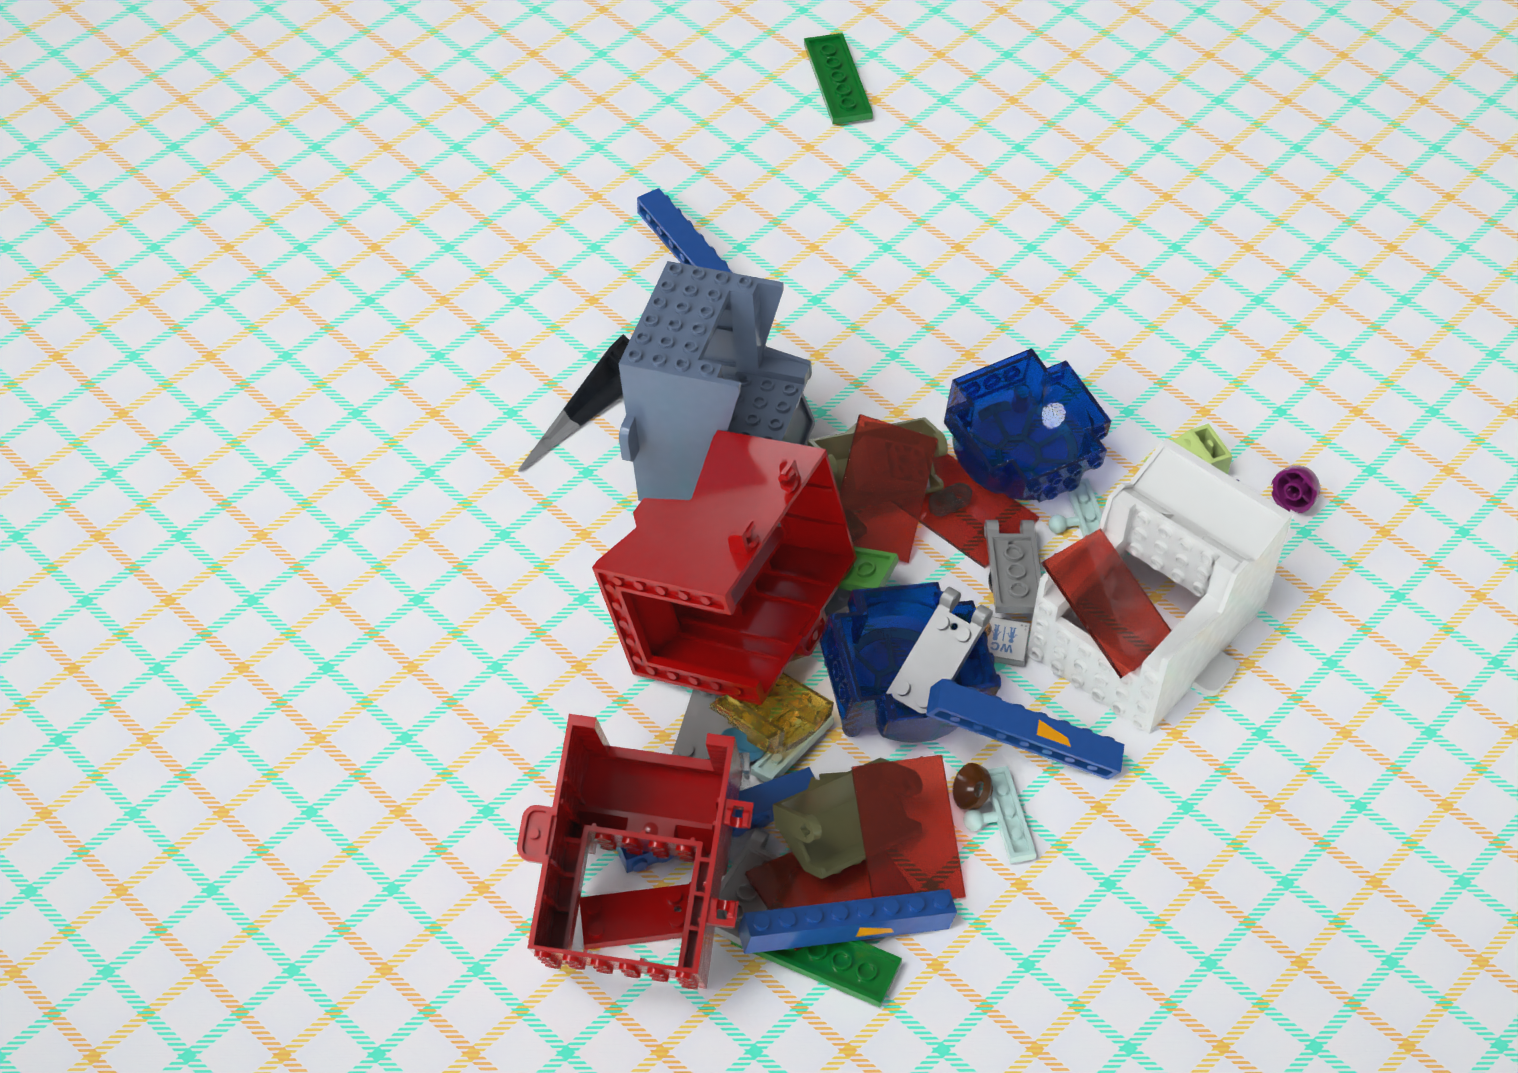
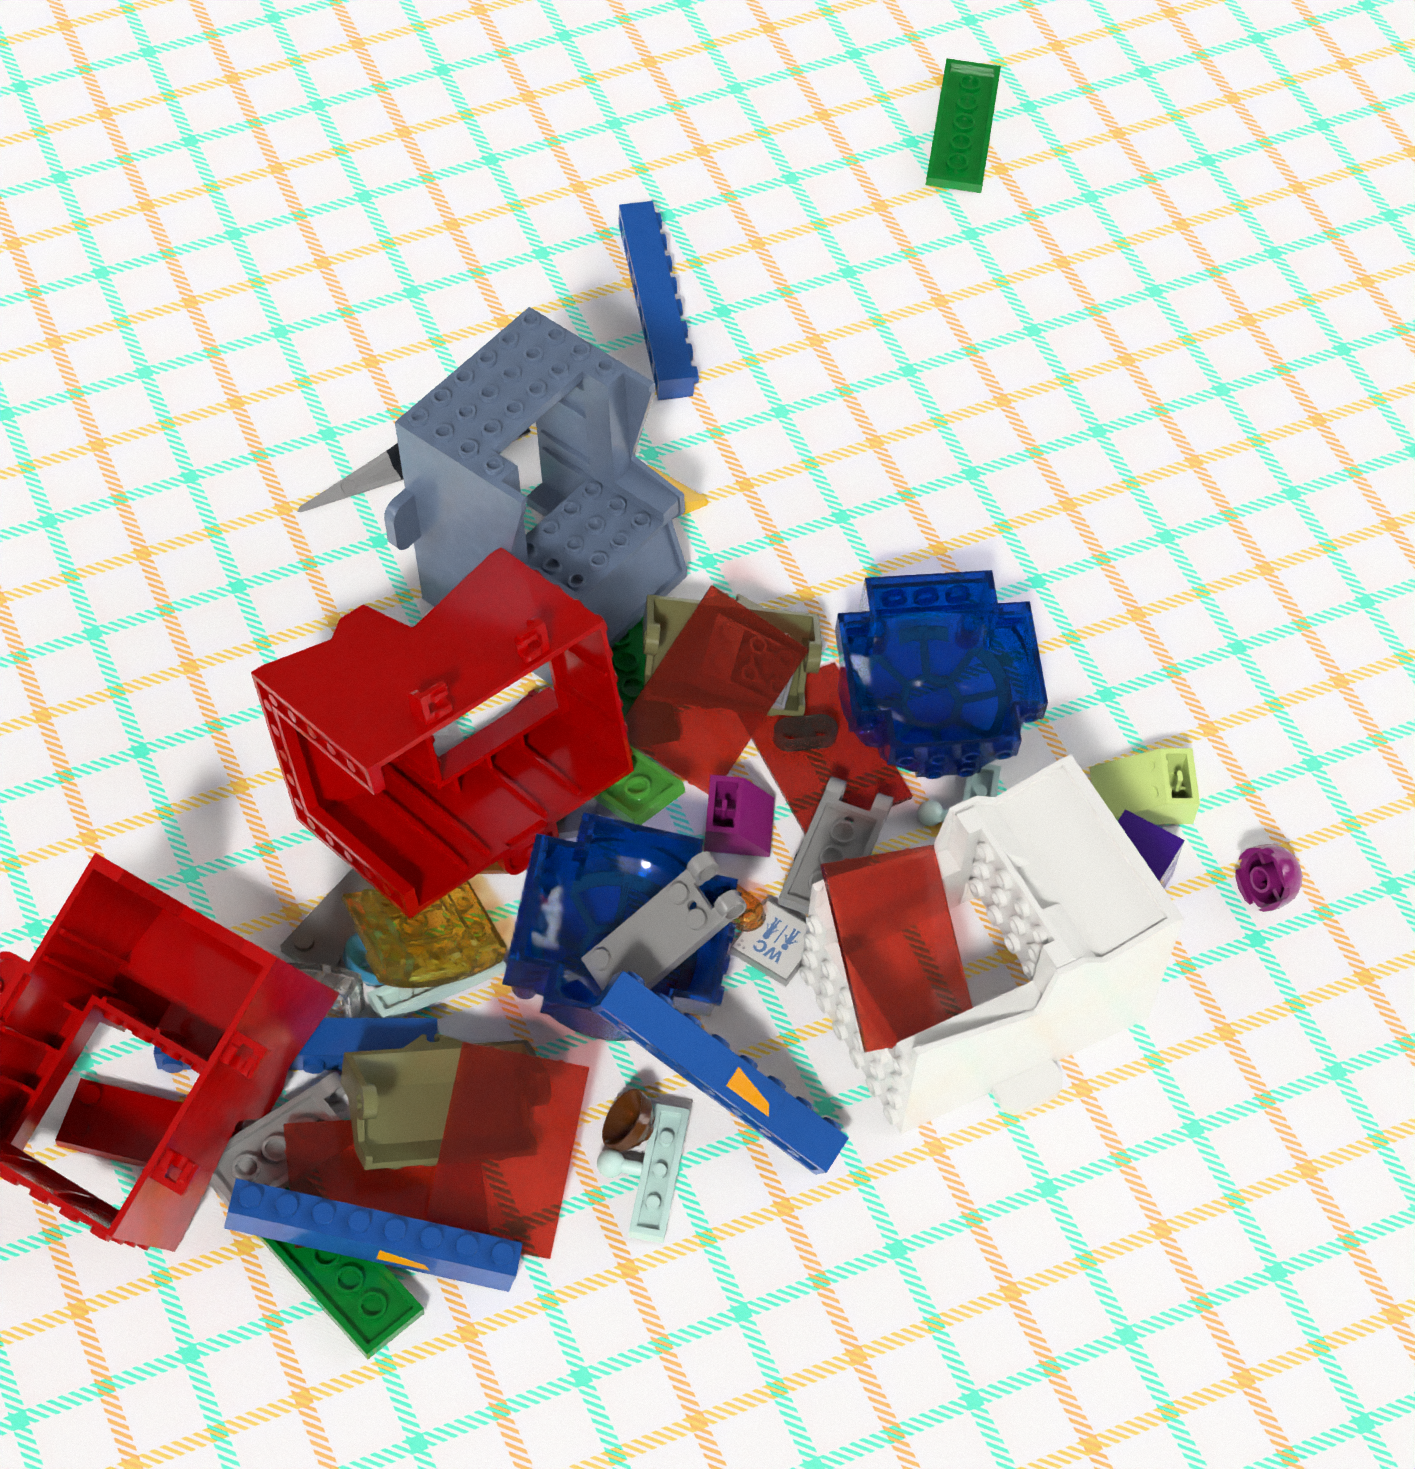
camera: 20 degrees right, 5 degrees up
(935, 563) = (738, 817): none -> magenta slope

